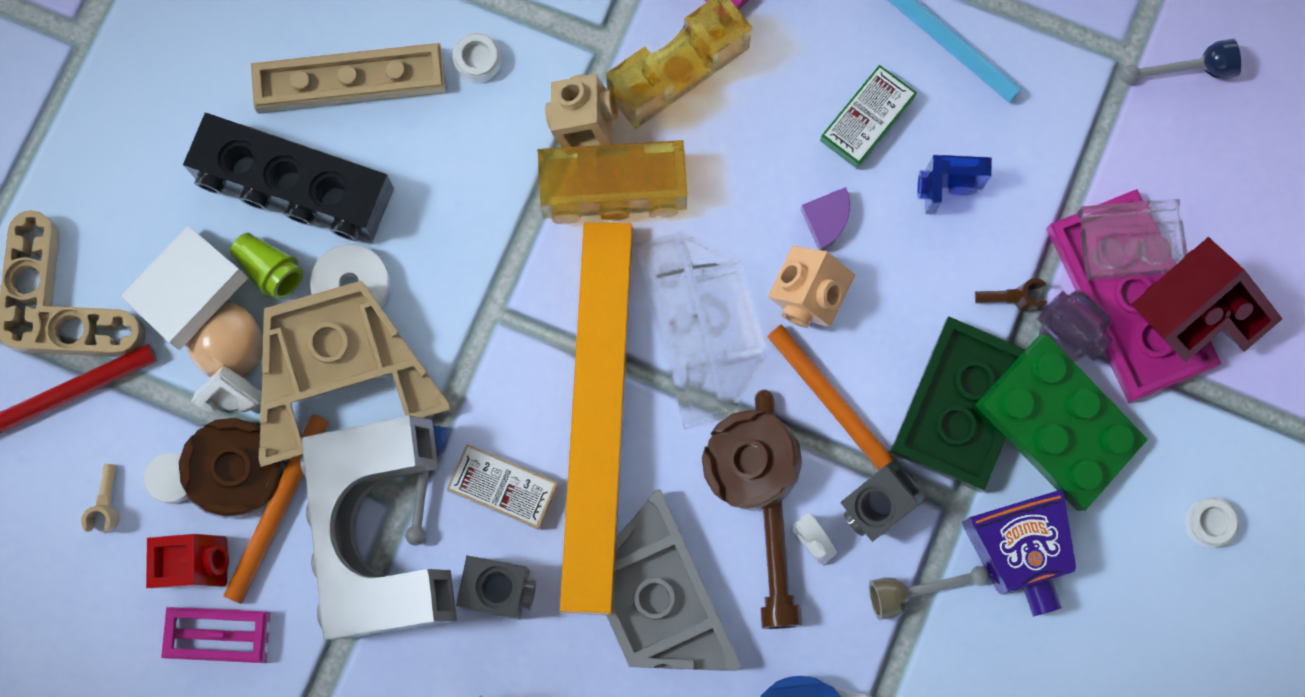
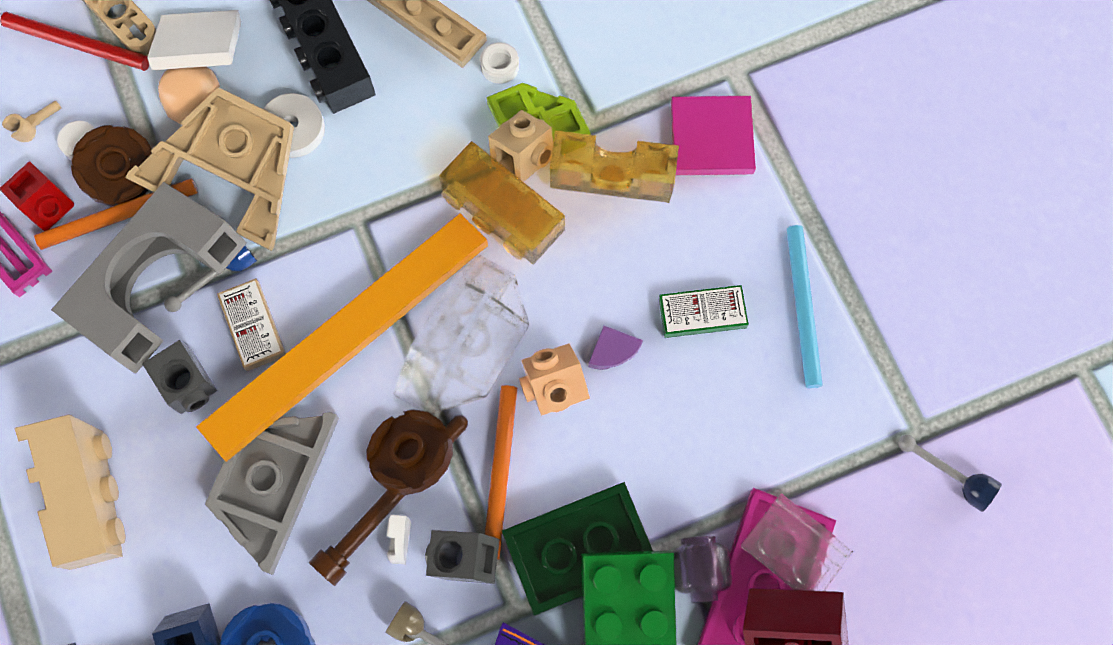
camera: 45 degrees right, 5 degrees down
(227, 392) = (157, 119): white tile -> none
(267, 266) = (255, 73): lime cone -> none
(532, 74) = (557, 112): none -> lime tile
(958, 173) = (722, 397): clear blue bracket -> none
(1017, 296) = (683, 510): reddish brown hand -> none

